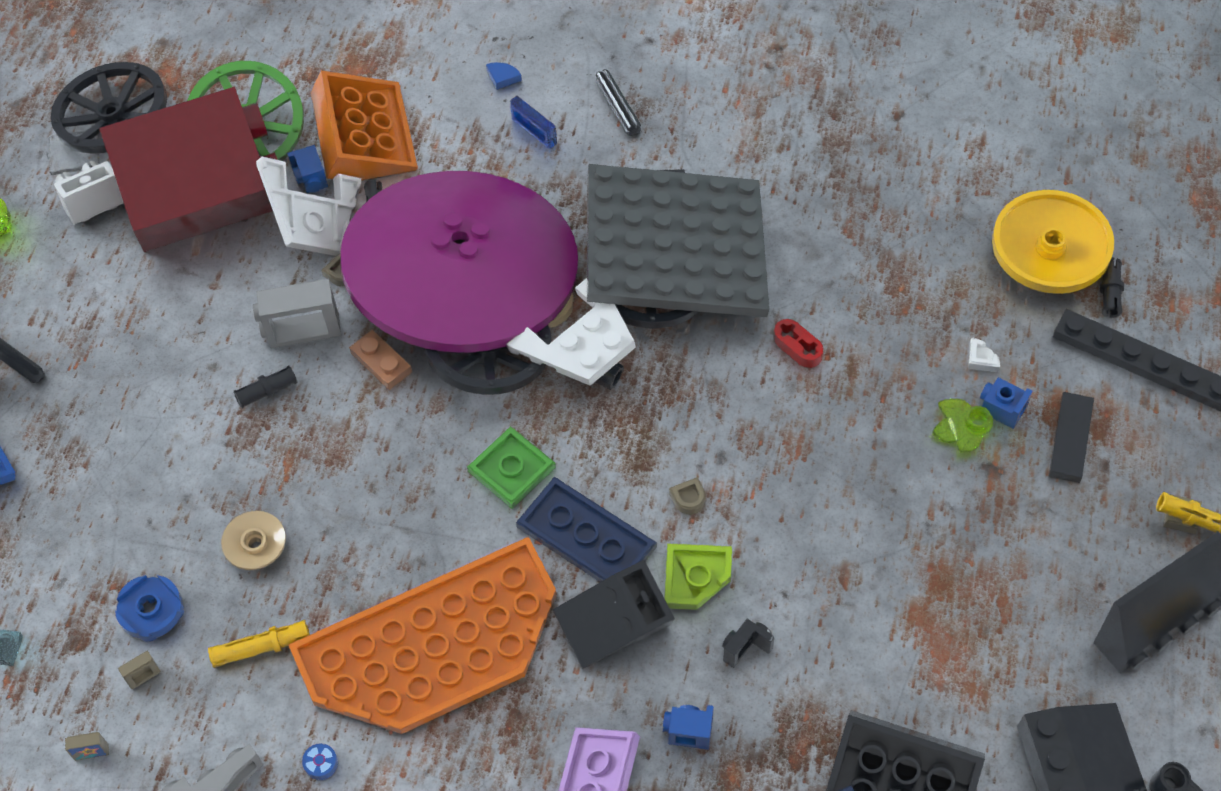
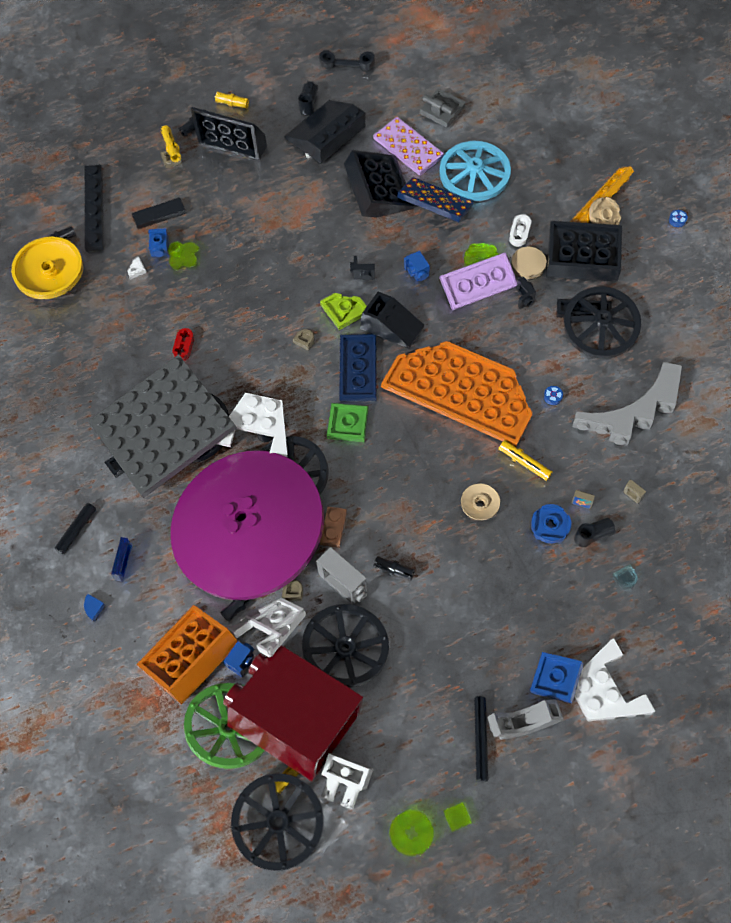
camera: 125 degrees left, 5 degrees up
(86, 651) = (595, 532): none -> black piece
(217, 269) = (348, 642): none -> black wheel

